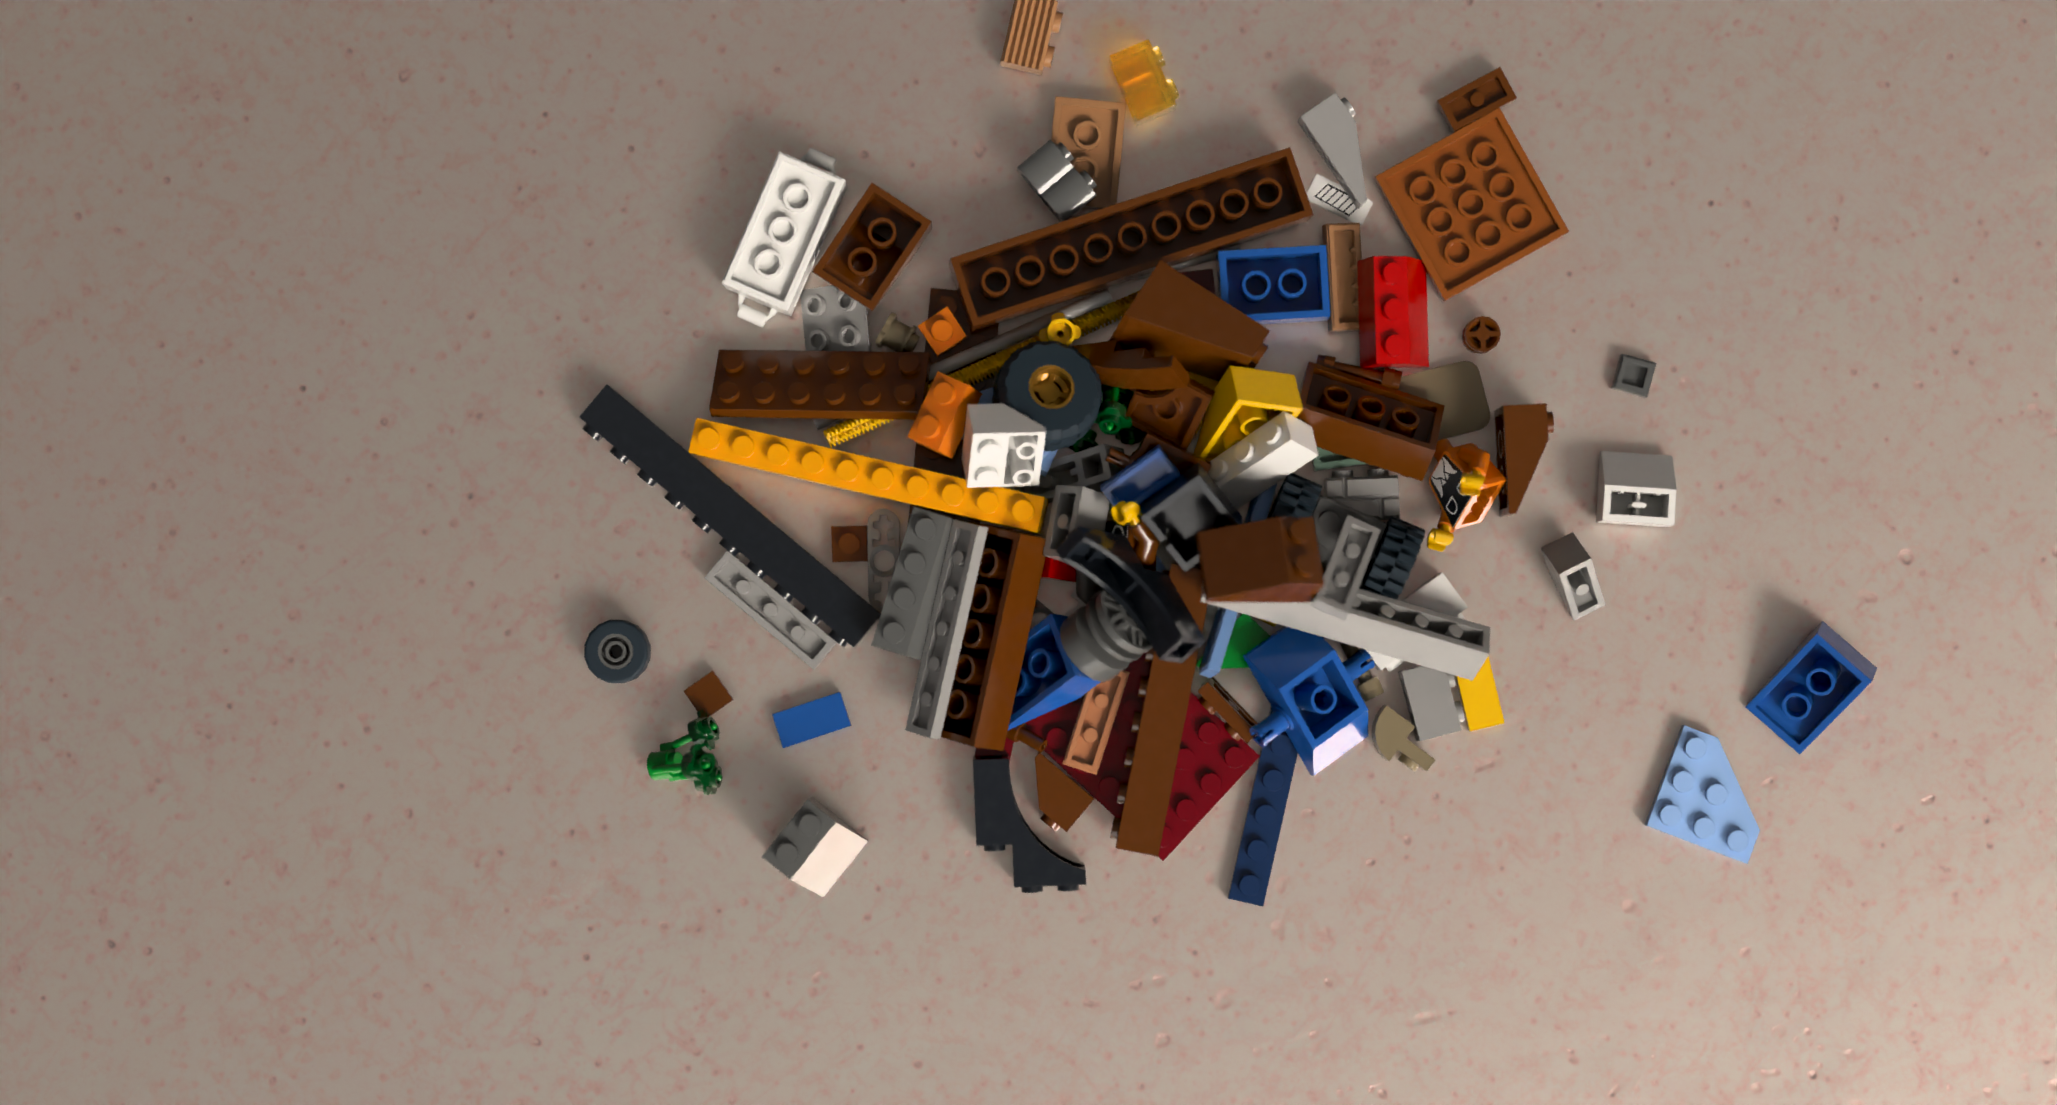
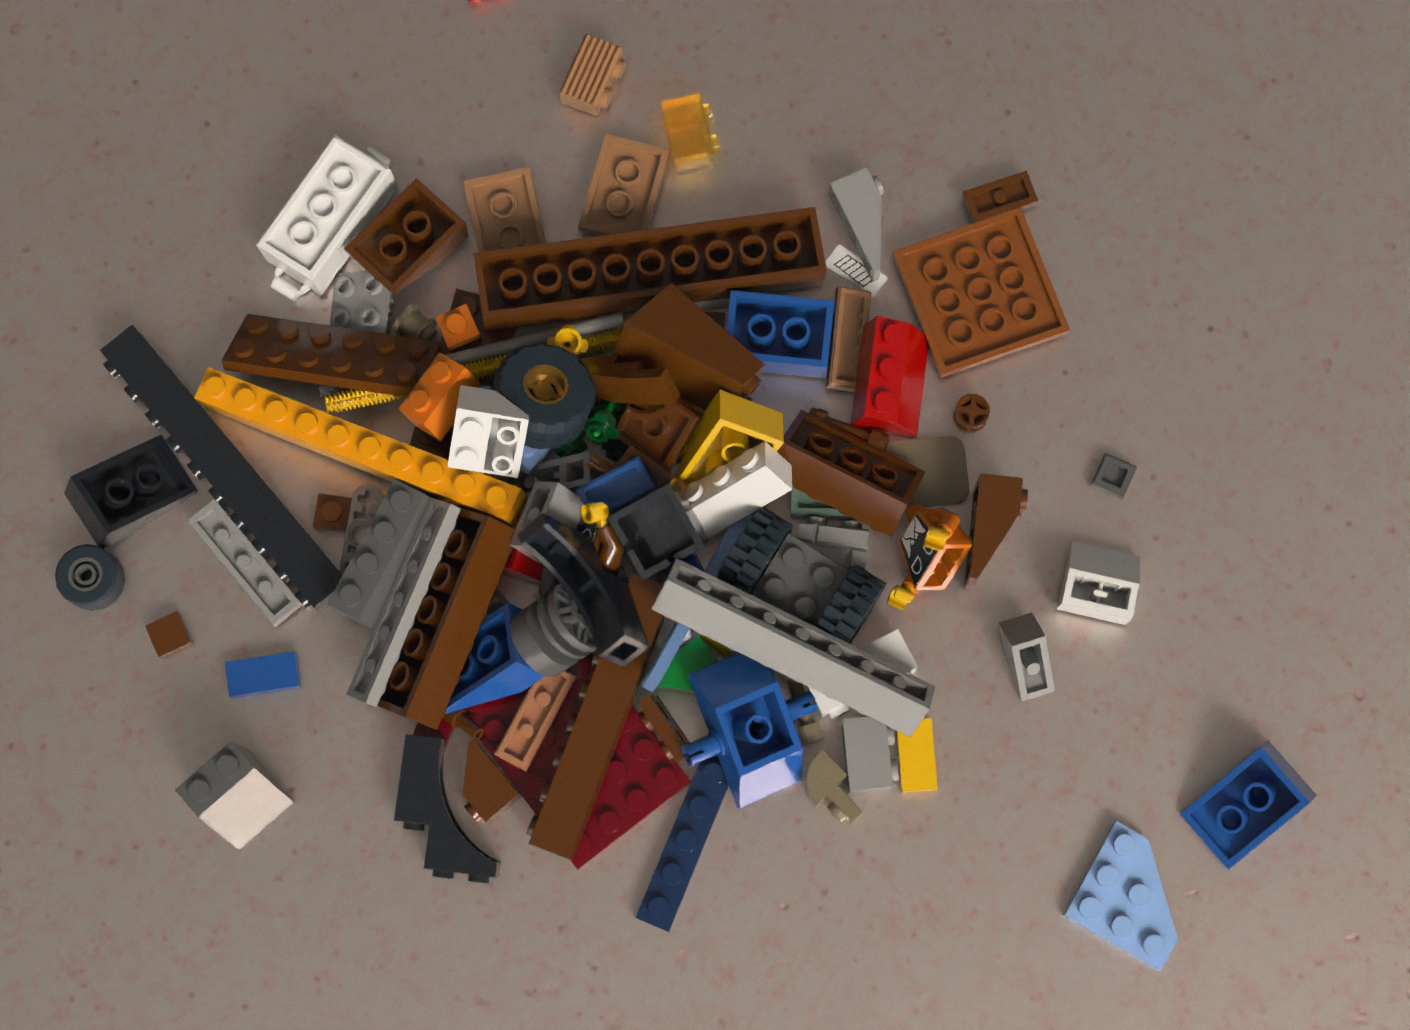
camera: 15 degrees right, 10 degrees down
(638, 556) = (128, 491): none -> black slope
(694, 765) = (131, 692): dark green plant -> none
(967, 202) = (504, 210): none -> medium nougat plate
(1057, 181) = (590, 204): dark grey brick -> none
(1261, 561) = (715, 575): reddish brown slope -> none
(1346, 567) = (799, 599): light grey plate -> none

